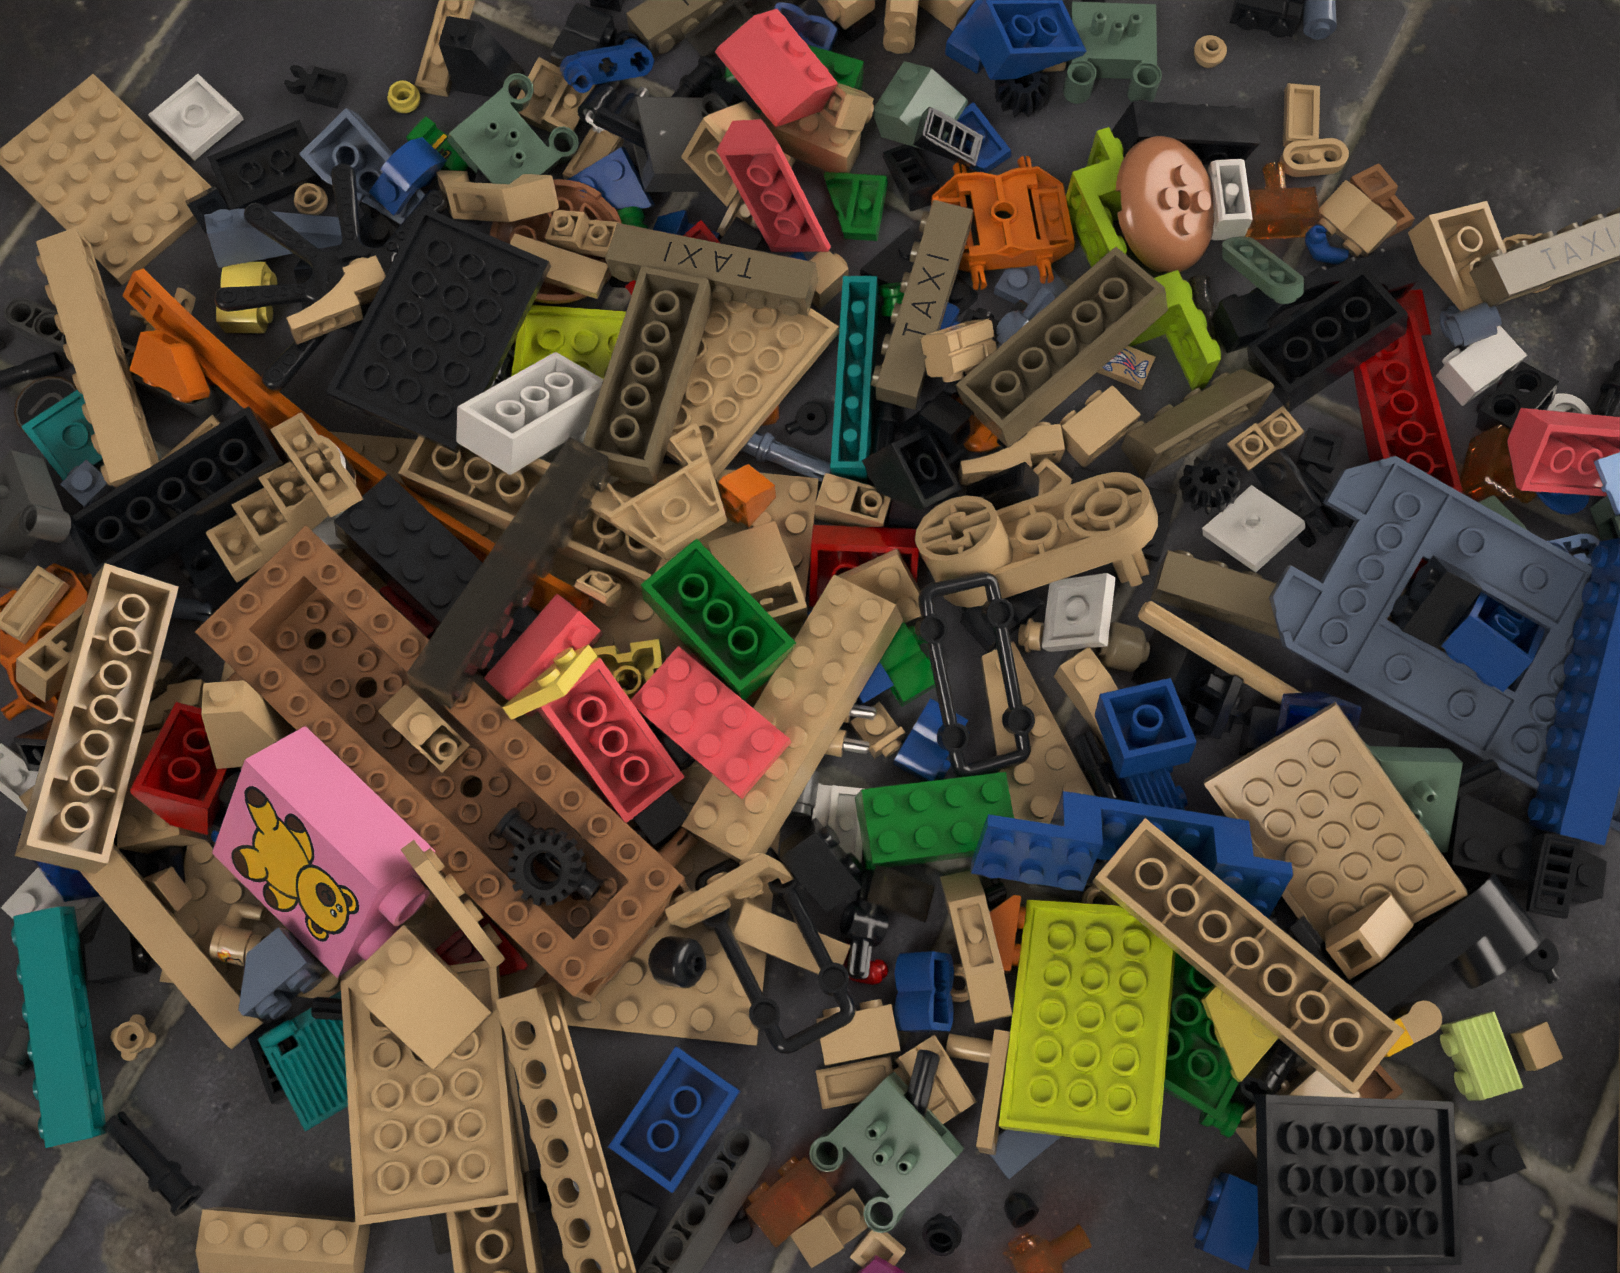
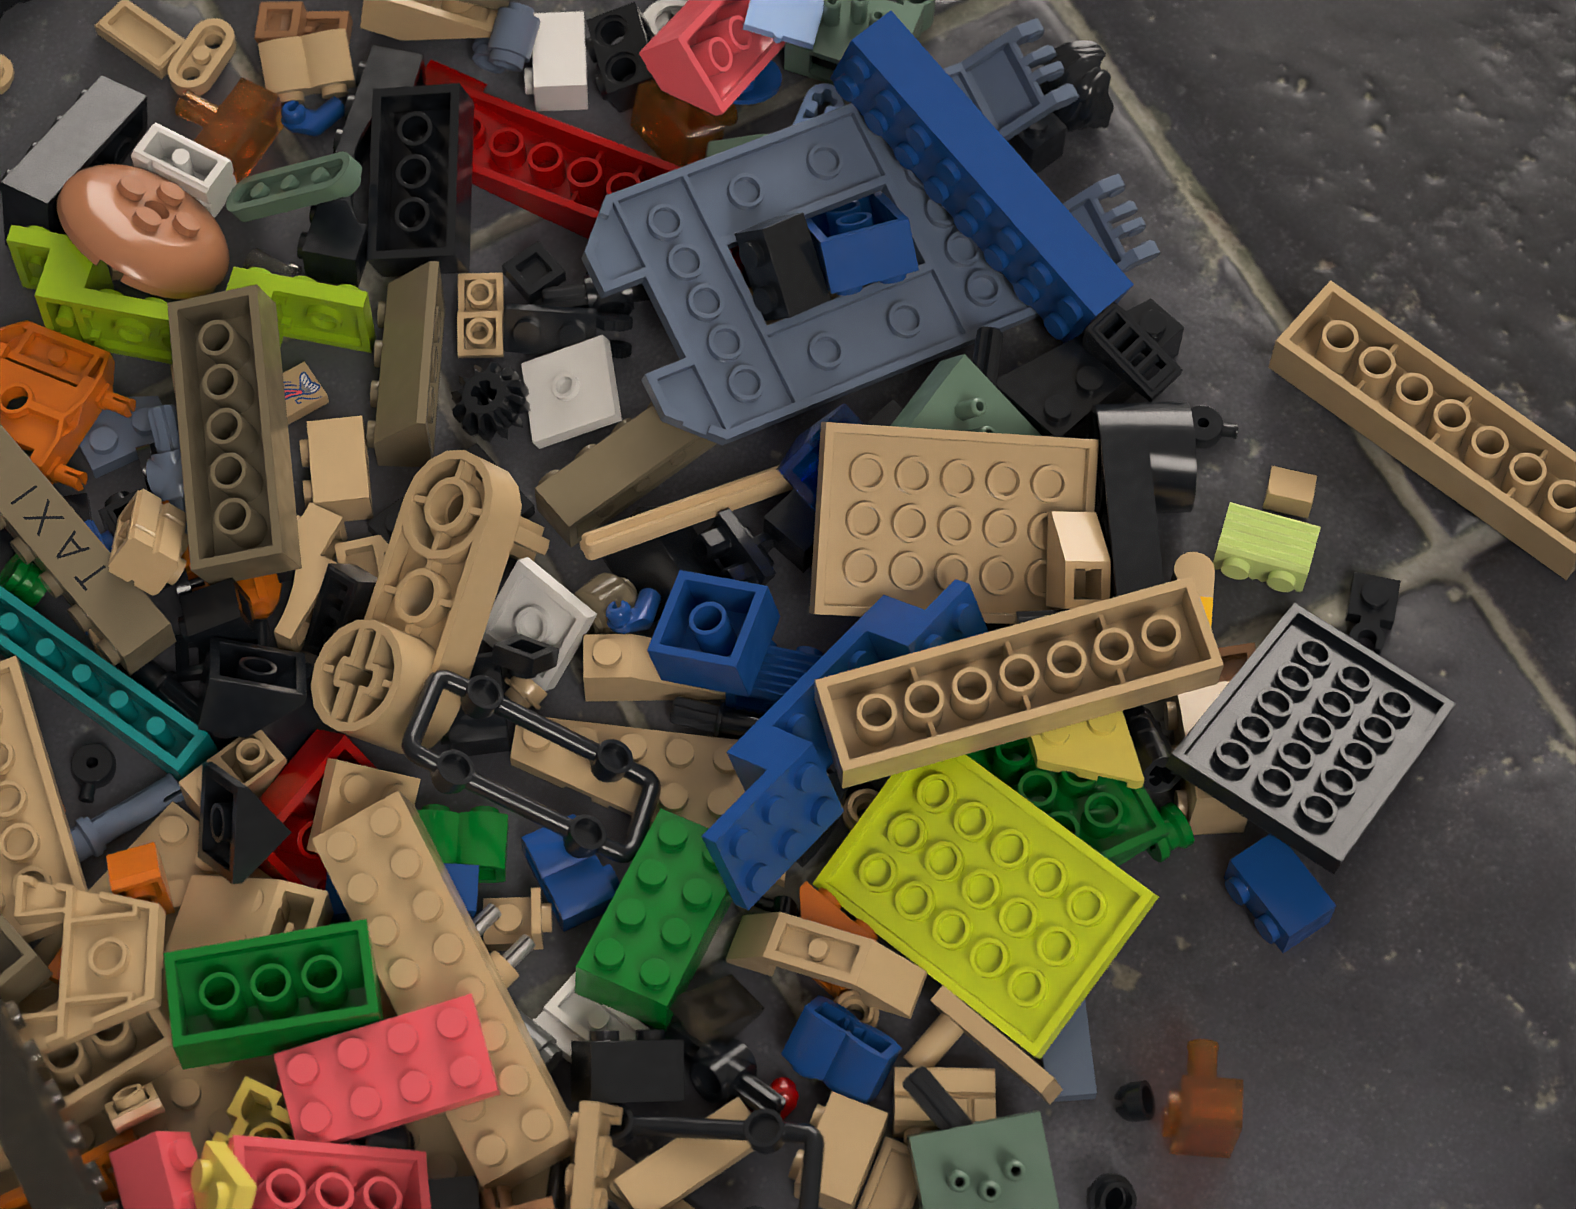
camera: 60 degrees left, 10 degrees down
(815, 526) = (234, 826): none -> black slope
(1050, 620) = (524, 656): none -> black plate
(1123, 671) = (641, 617): none -> blue arm

